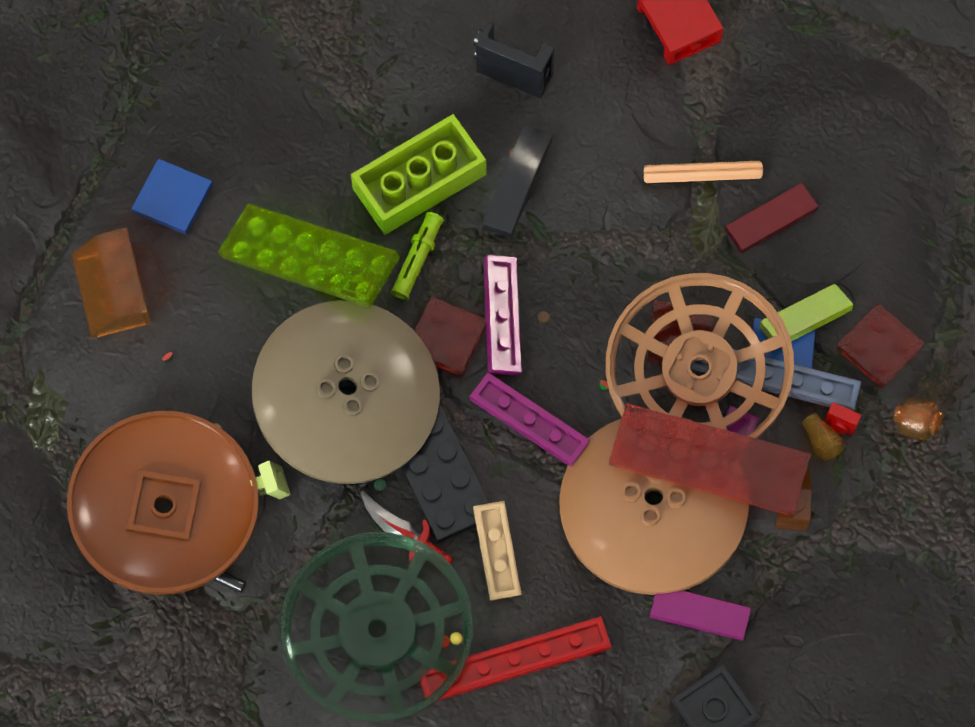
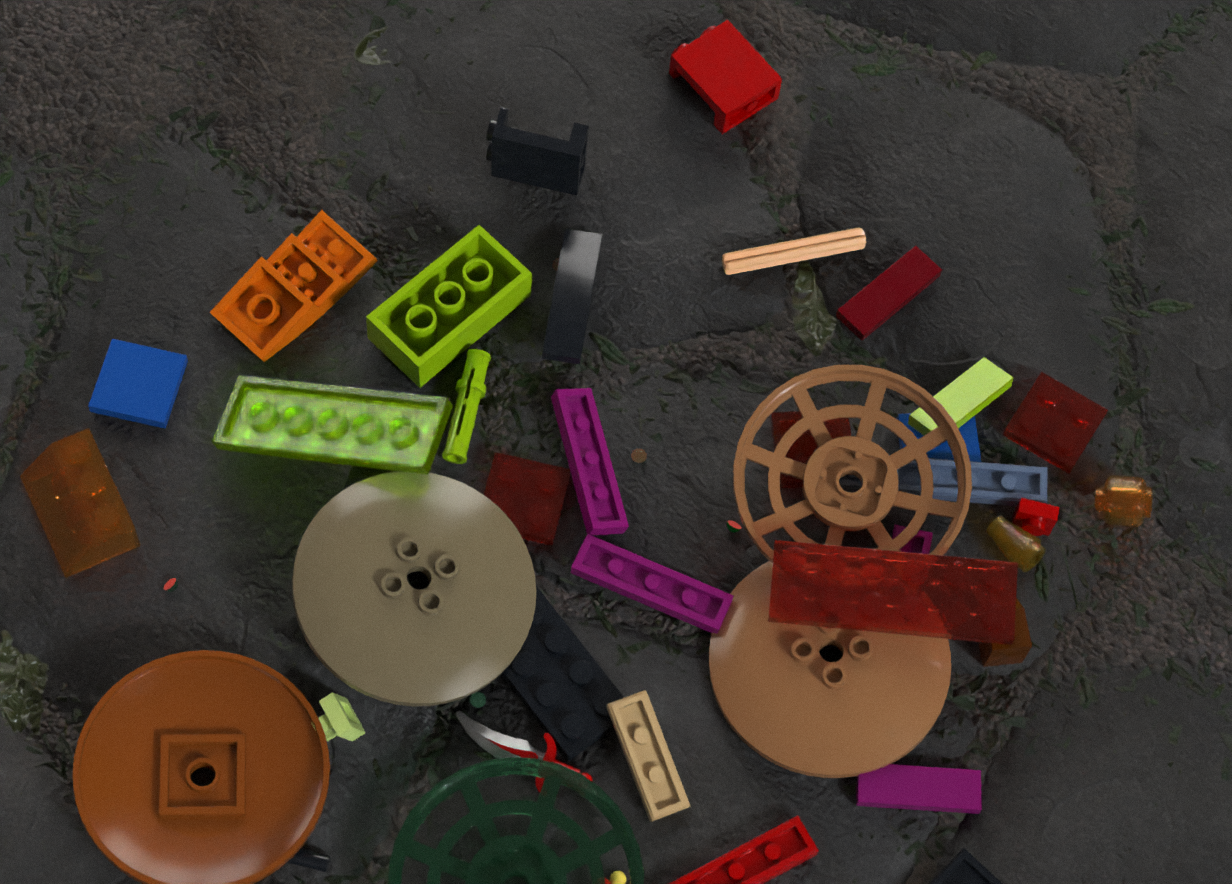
camera: 20 degrees left, 5 degrees down
(303, 138) = (293, 286): none -> orange slope

